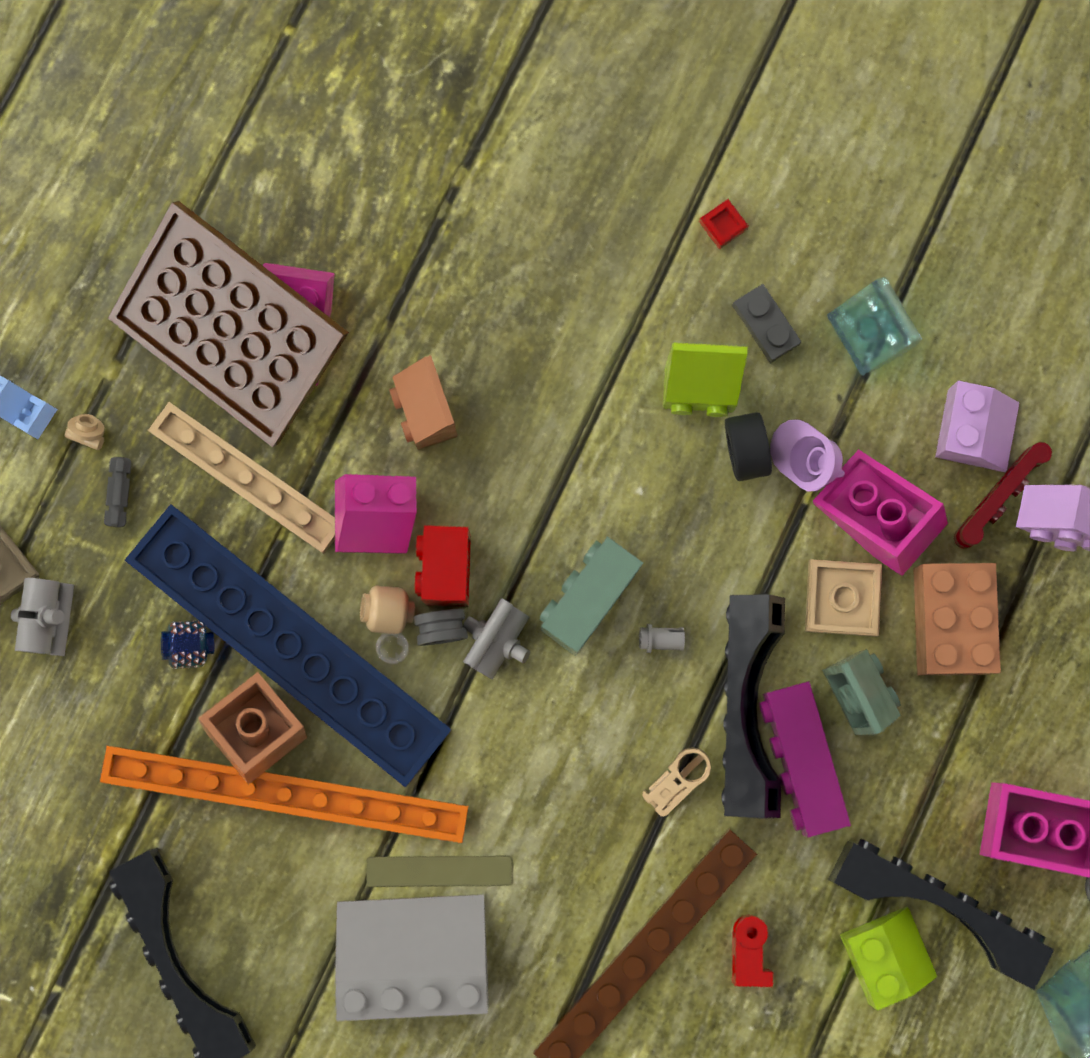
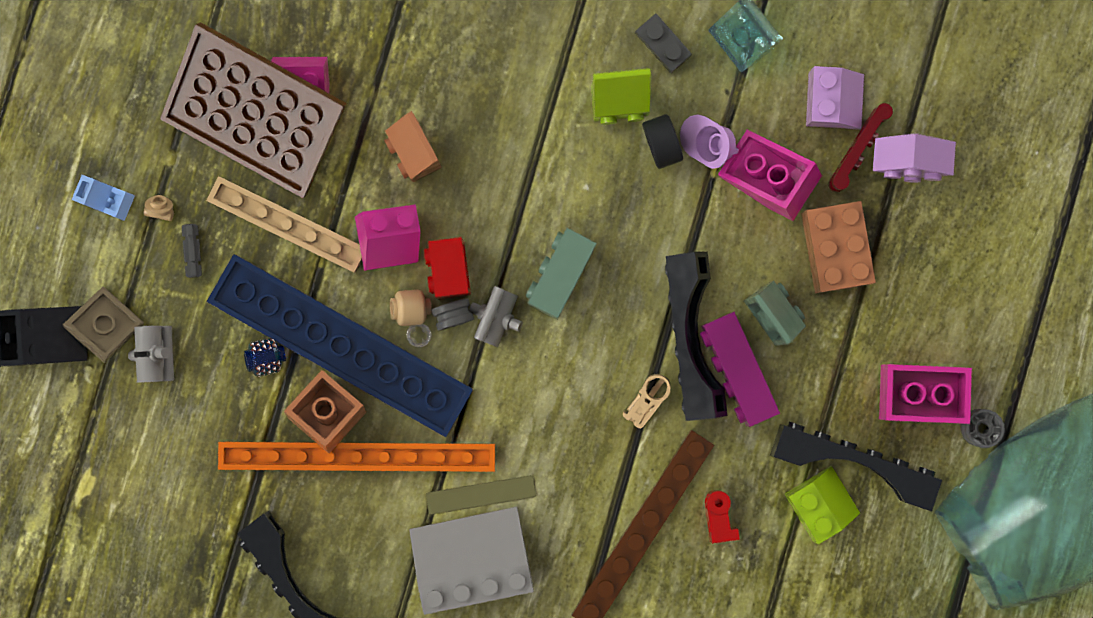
camera: 10 degrees left, 5 degrees up
(661, 638) = (619, 296): light grey pin -> none
(843, 598) = (751, 244): tan tile -> none

